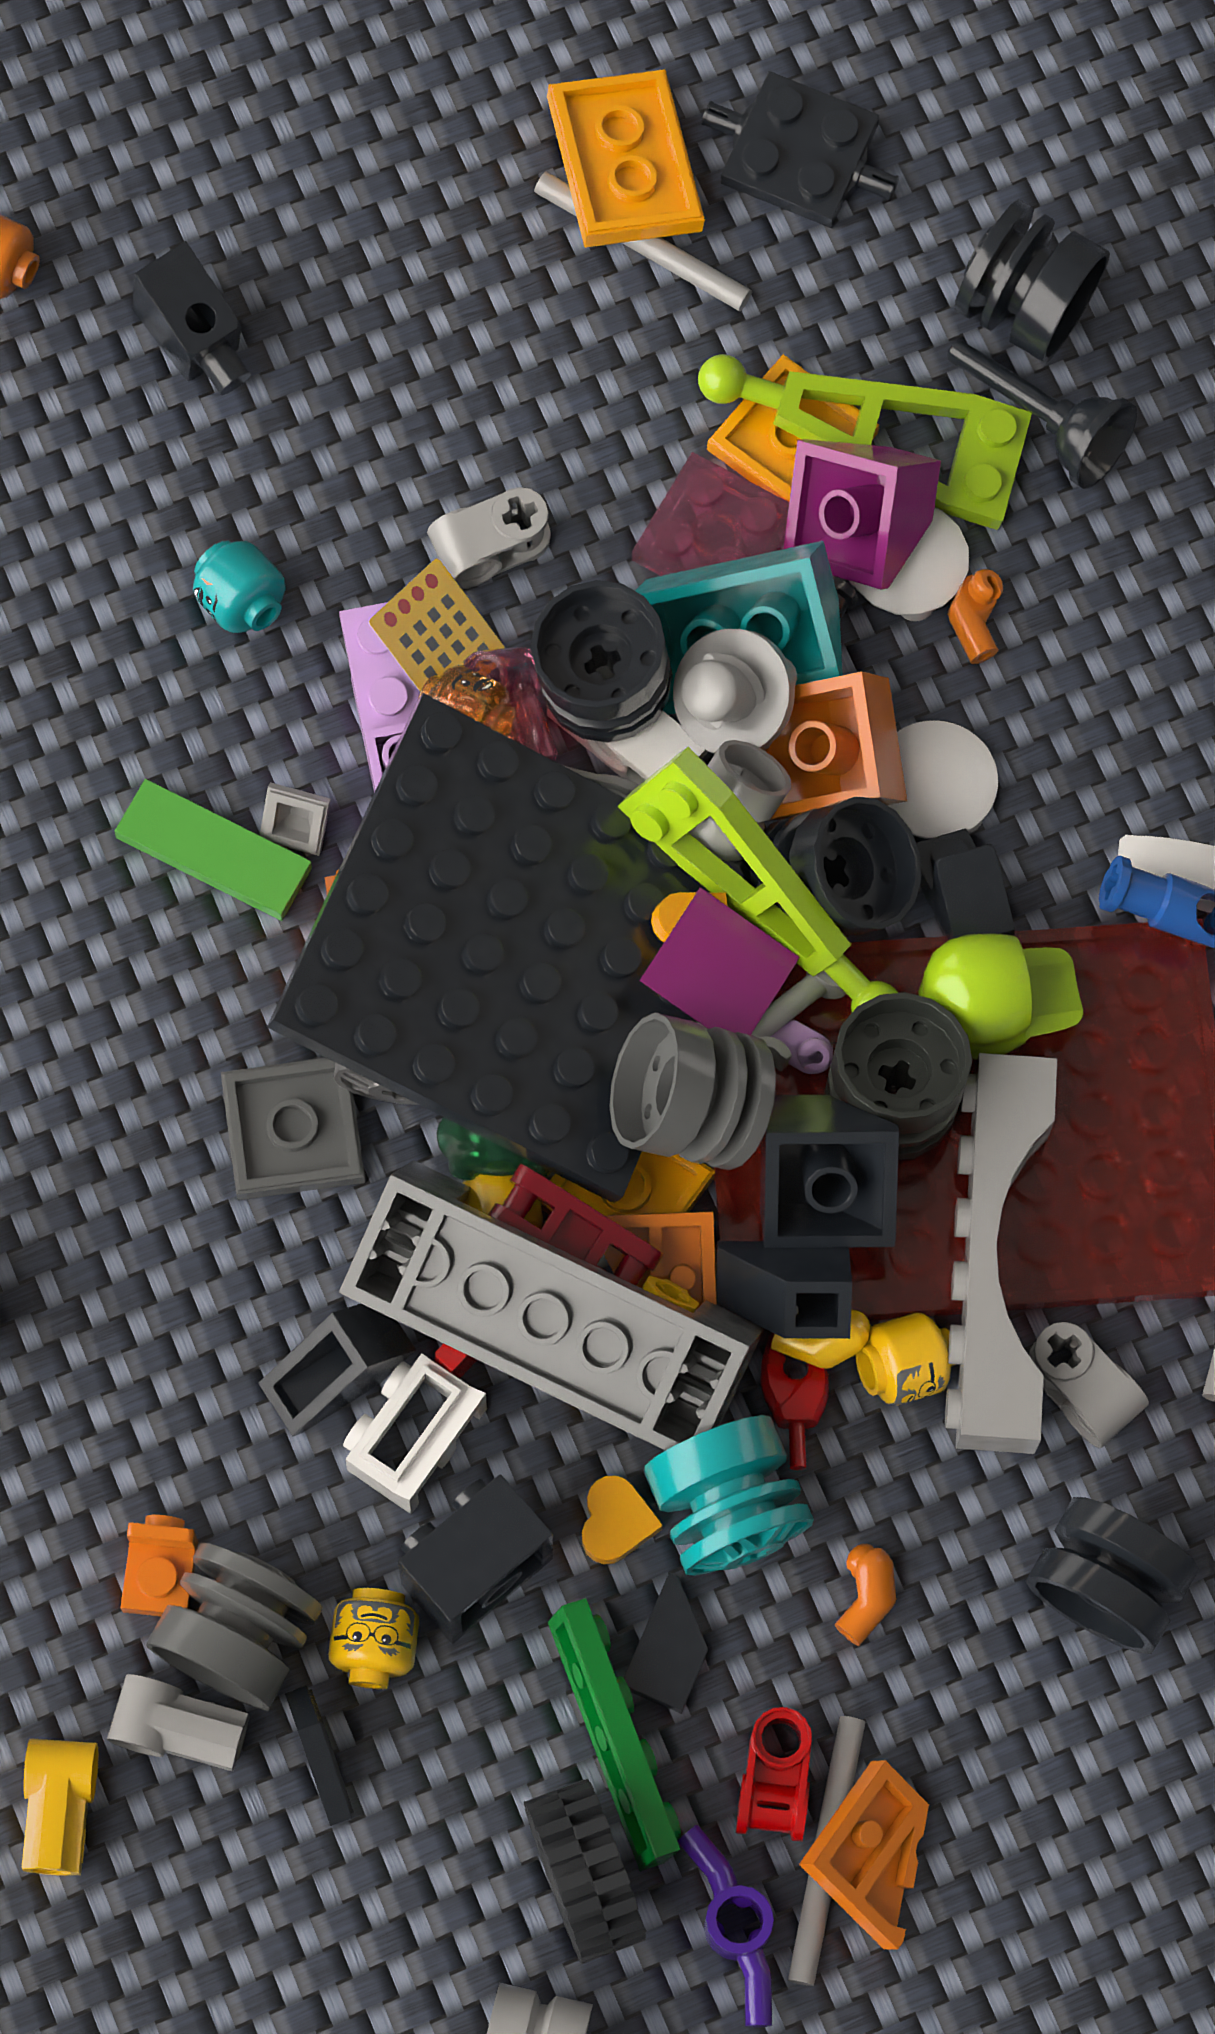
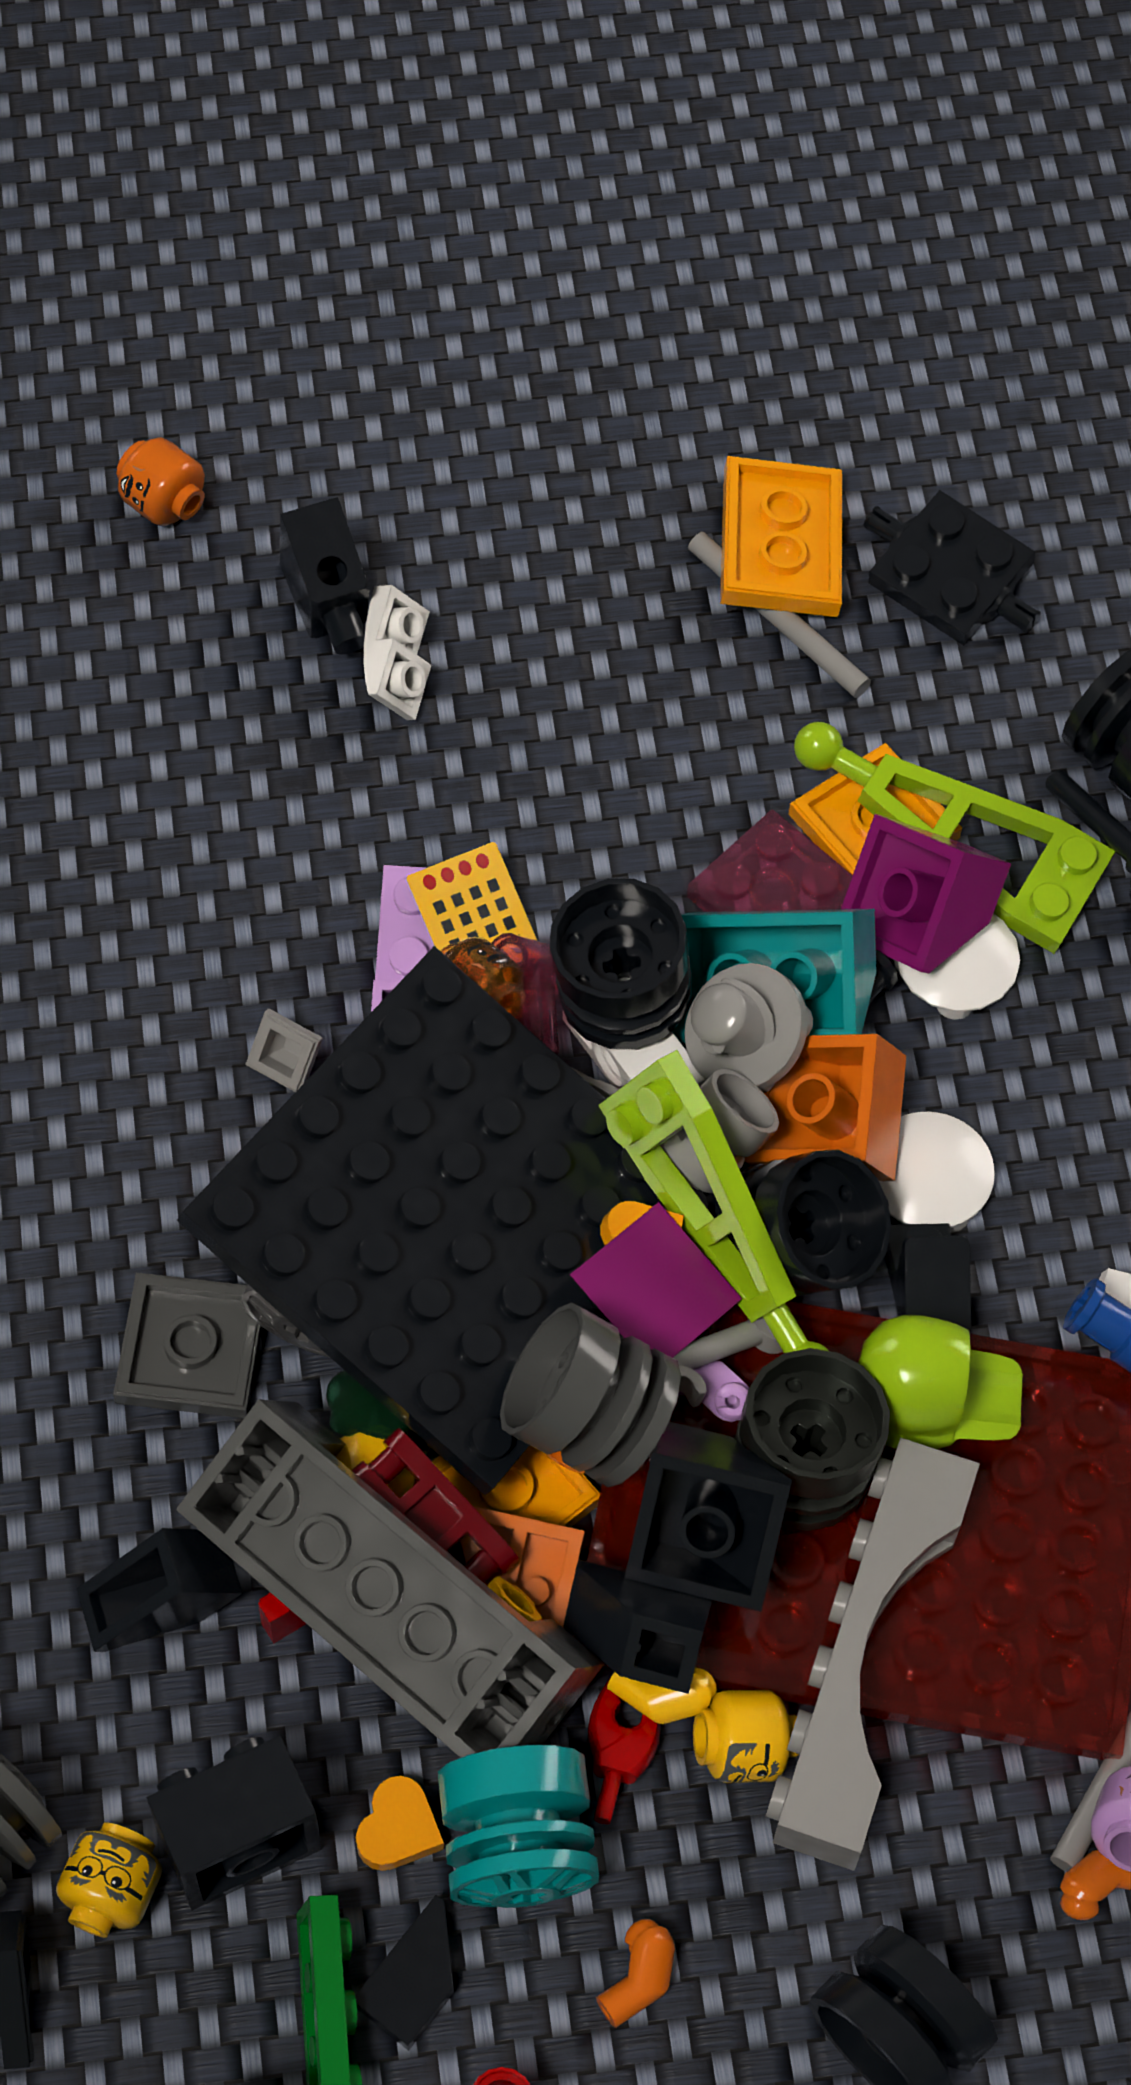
camera: 15 degrees right, 10 degrees down
(213, 849) = (197, 1062): bright green tile -> none
(239, 586) = (295, 823): teal head -> none
(272, 363) = (391, 648): none -> white slope
(433, 1446) = (230, 1694): white window -> none
(485, 540) = (551, 841): light grey piece -> none
(970, 612) = (1008, 1020): orange arm -> none
(1090, 1388) = (934, 1820): light grey piece -> none

